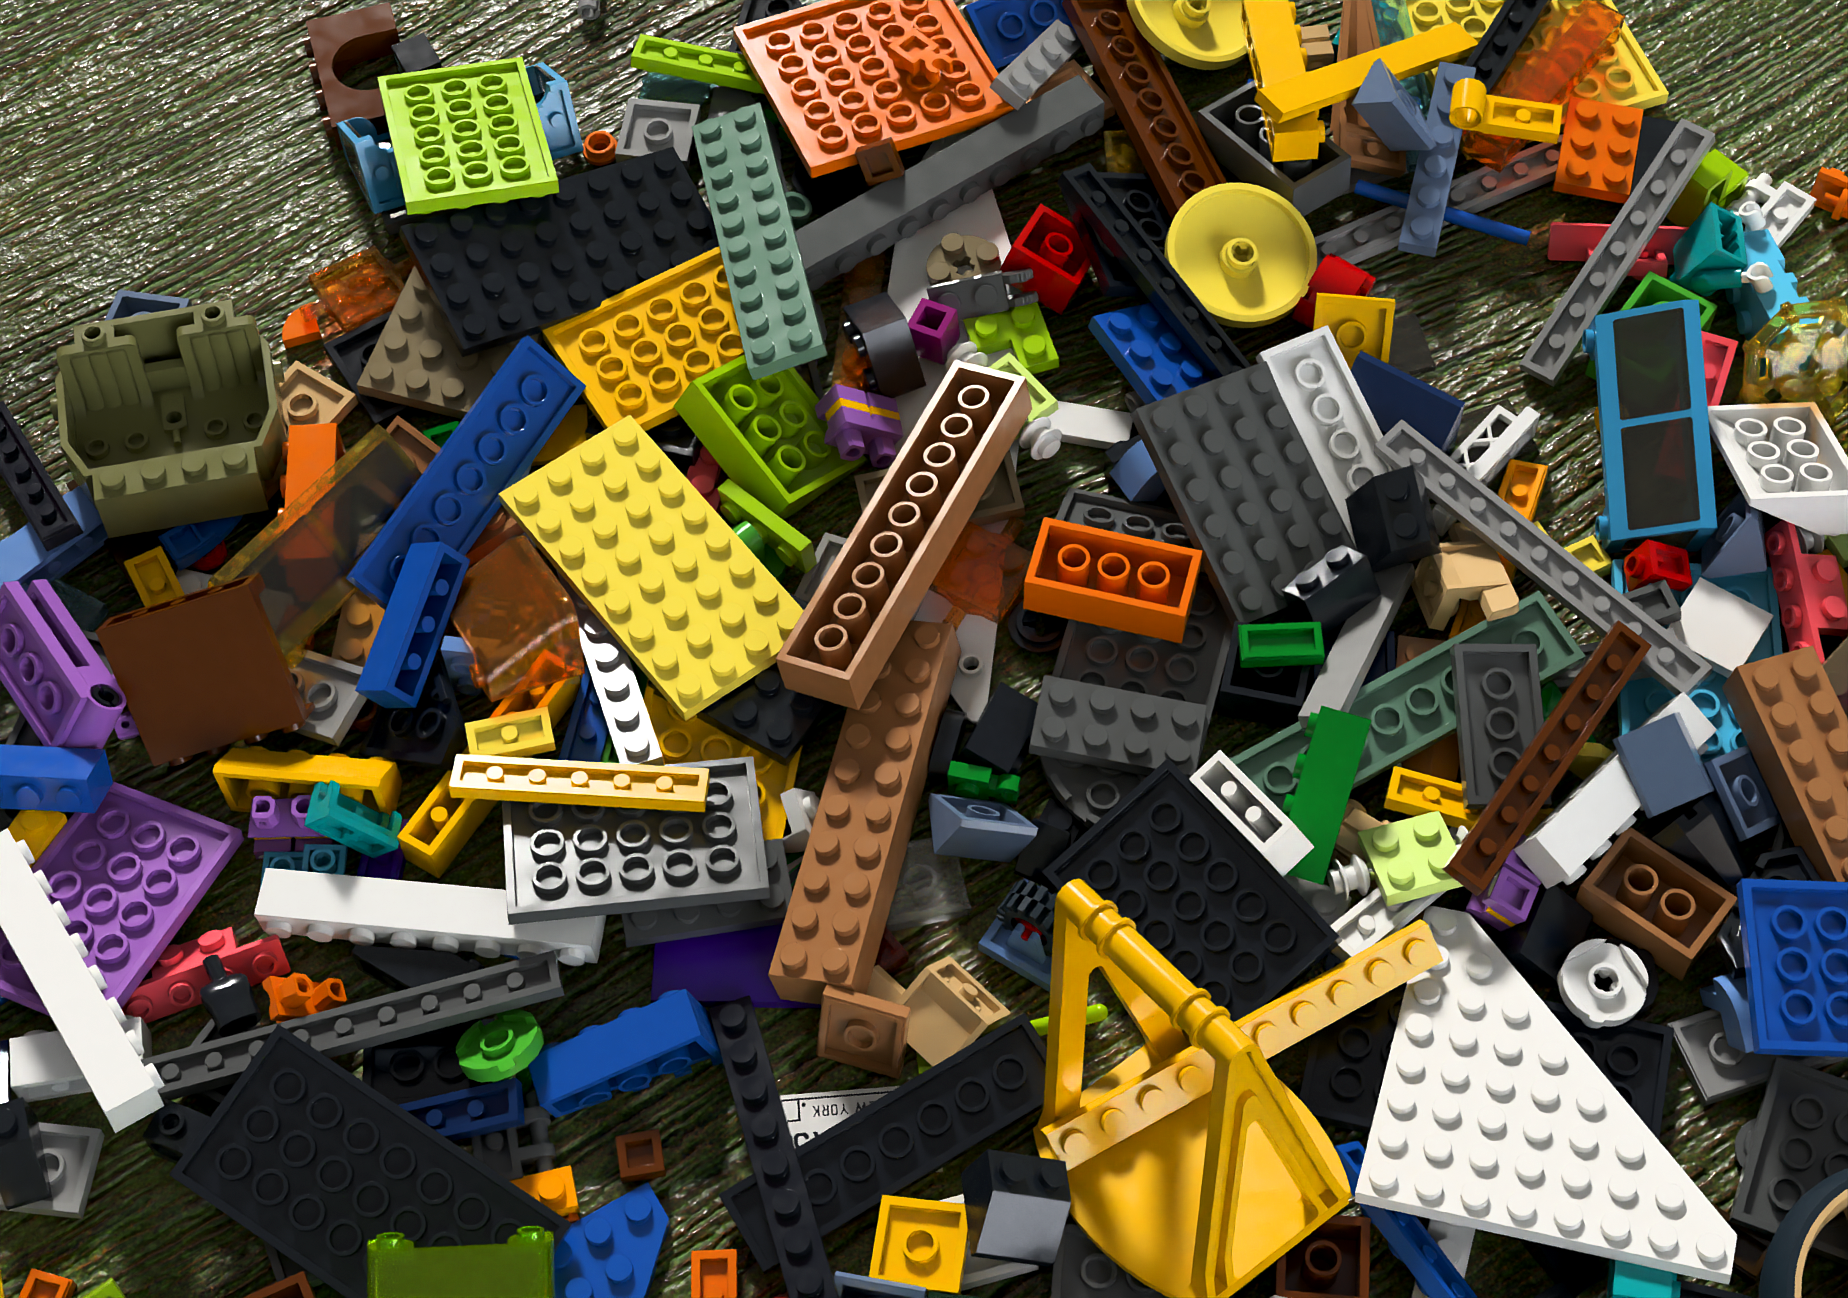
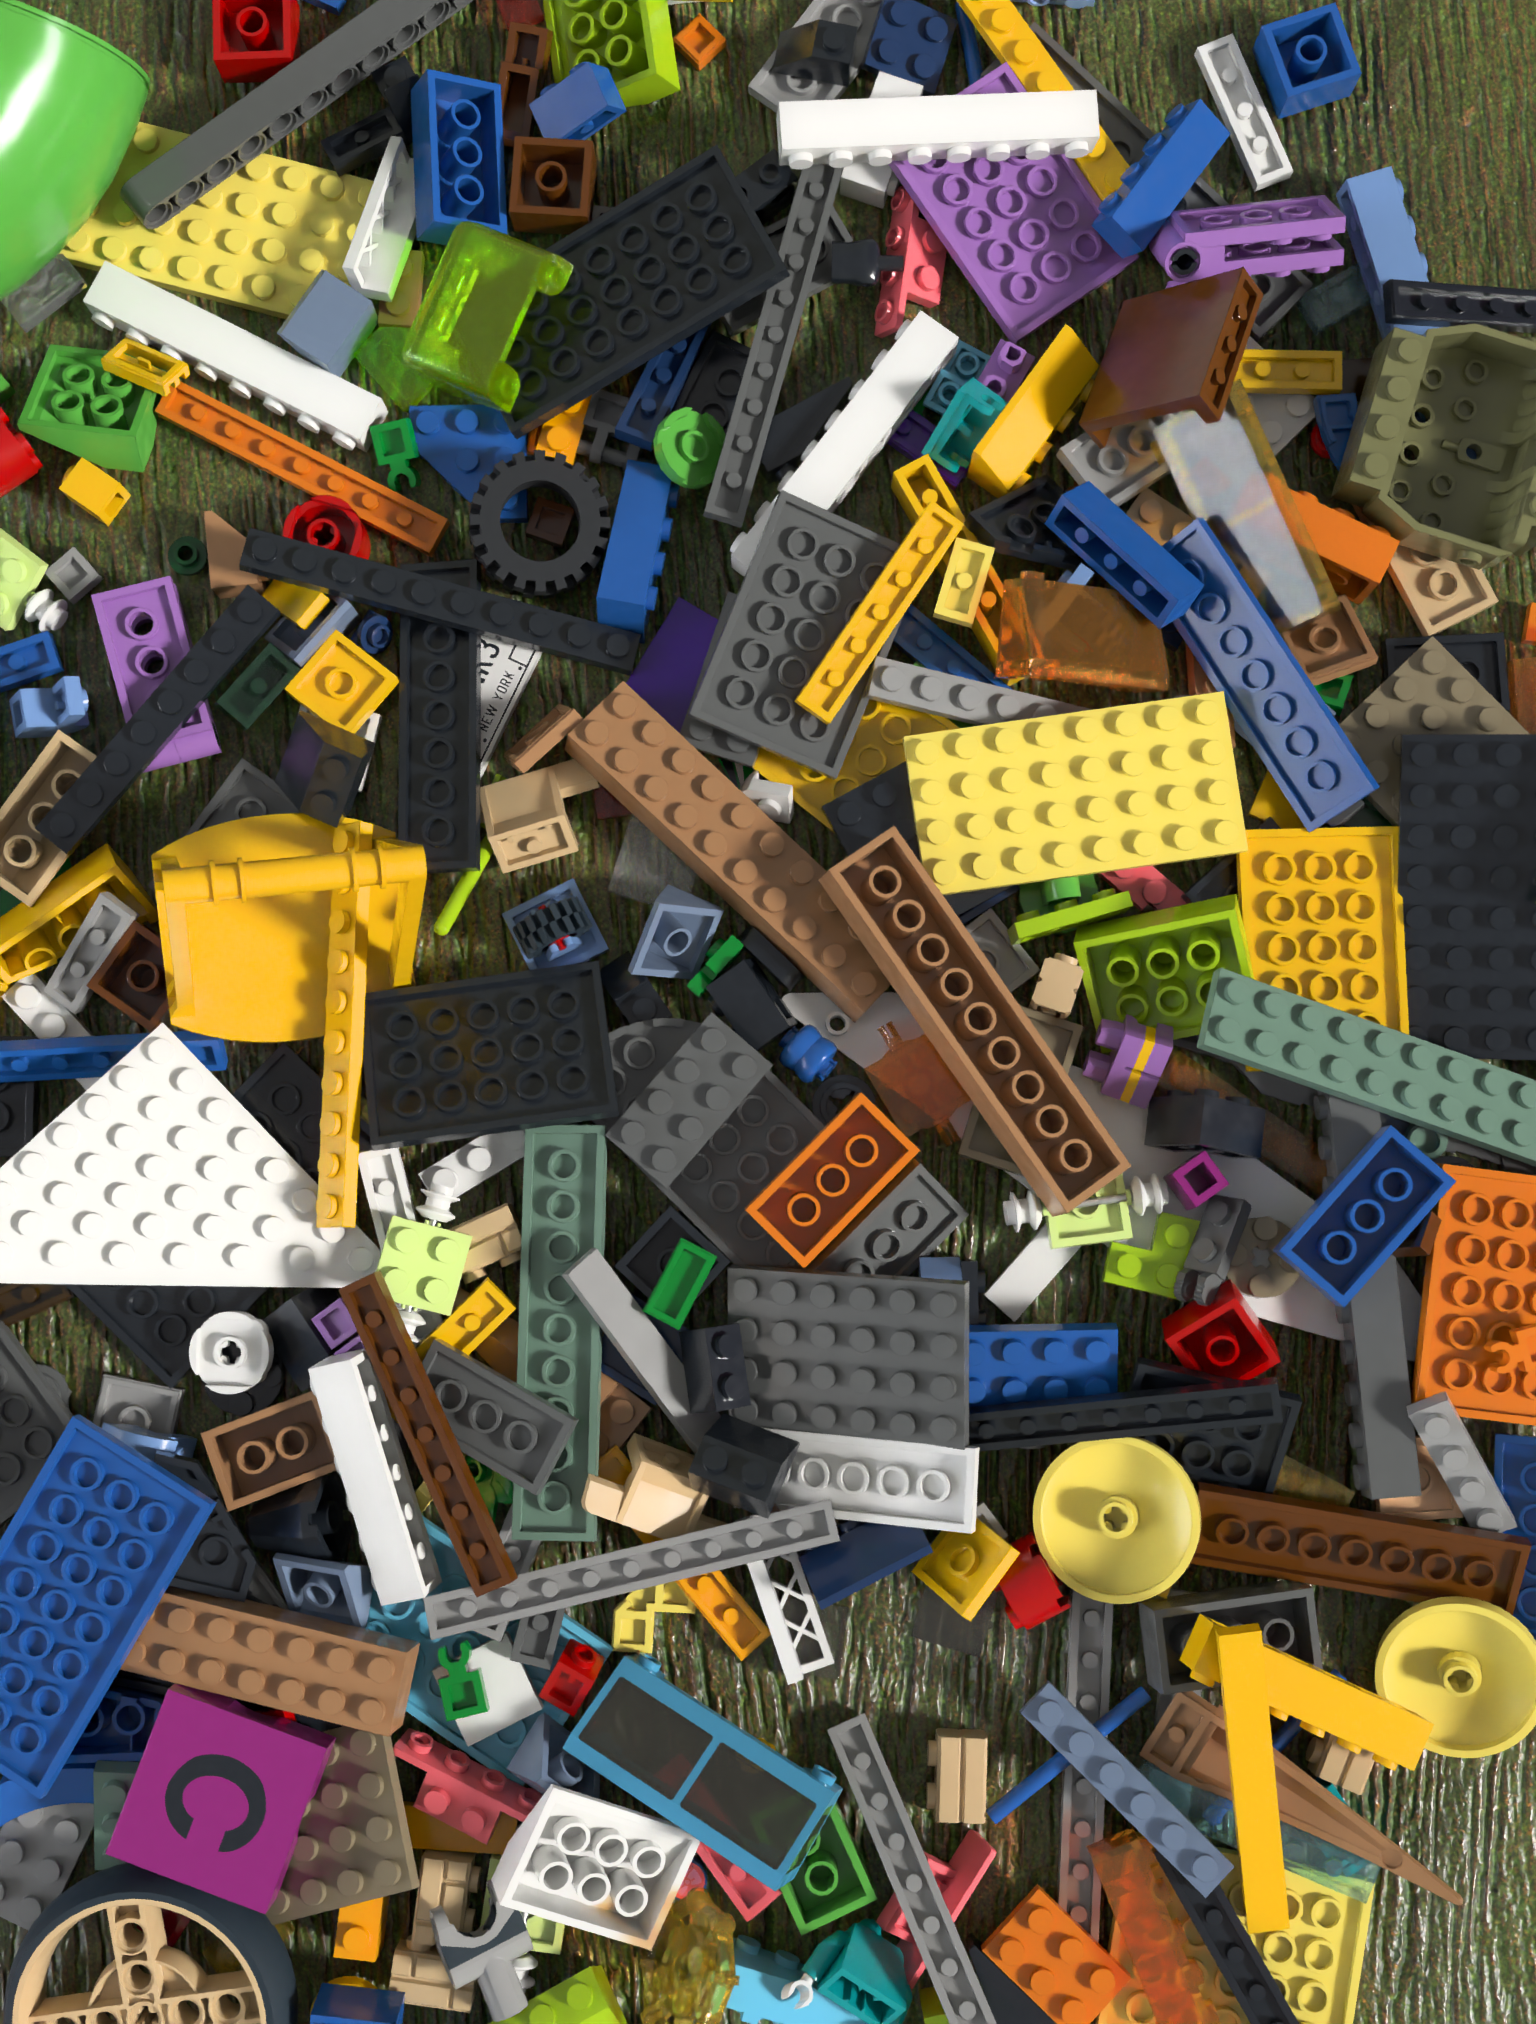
camera: 120 degrees right, 25 degrees up
(301, 996) = (829, 323): orange hips -> none
(663, 1192) = (502, 561): none -> black tyre
(833, 502) = (1057, 986): none -> tan brick
(850, 1258) = (373, 633): none -> dark blue plate
(889, 190) = (1364, 1215): none -> blue brick
(1015, 666) = (807, 1053): none -> blue piece
(1251, 813) = (523, 1144): white brick -> none
(1325, 785) = (512, 1221): green brick -> none
(1392, 111) = (1193, 1775): sand blue slope -> none
(1501, 115) = (1123, 1879): yellow plate -> none
(1515, 278) = (958, 1775): none -> tan brick
(1663, 764) = (360, 1527): sand blue slope -> none
(1730, 634) = (463, 1689): none -> green plate

